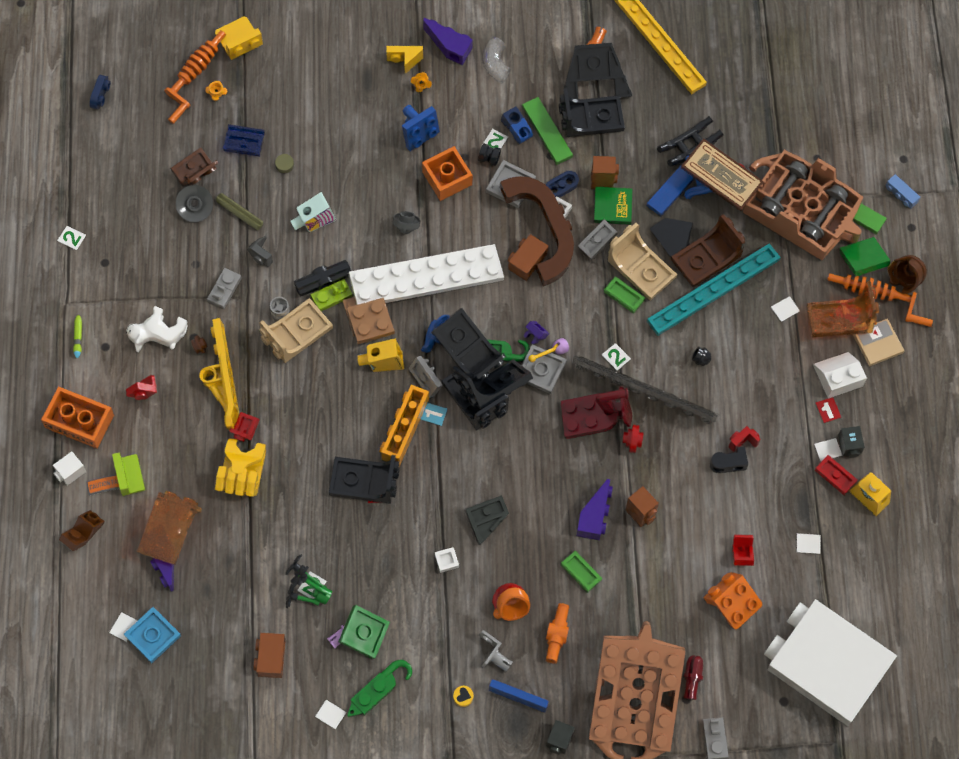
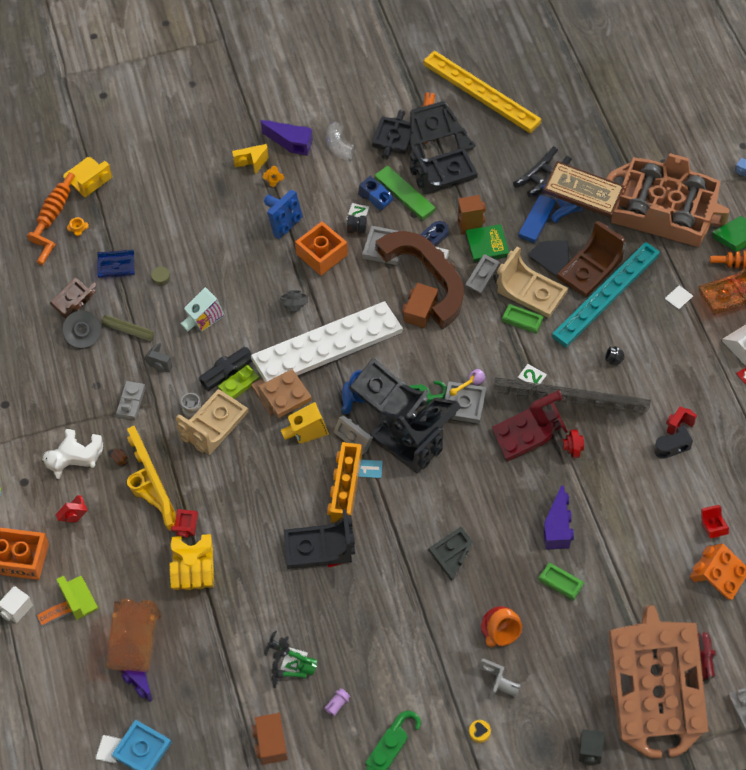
camera: 10 degrees left, 10 degrees down
(83, 530) = (43, 663): reddish brown slope -> none
(364, 632) = (360, 691): green tile -> none
(446, 560) = (424, 601): white plate -> none
(518, 695) = (536, 716): blue tile -> none
(537, 330) = (449, 369): dark purple tile -> none
(552, 64) = (392, 135): none -> black plate
(557, 633) = (556, 645): orange pin -> none
(642, 507) = (603, 503): dark orange brick -> none
(869, 219) = (731, 201): bright green tile -> none

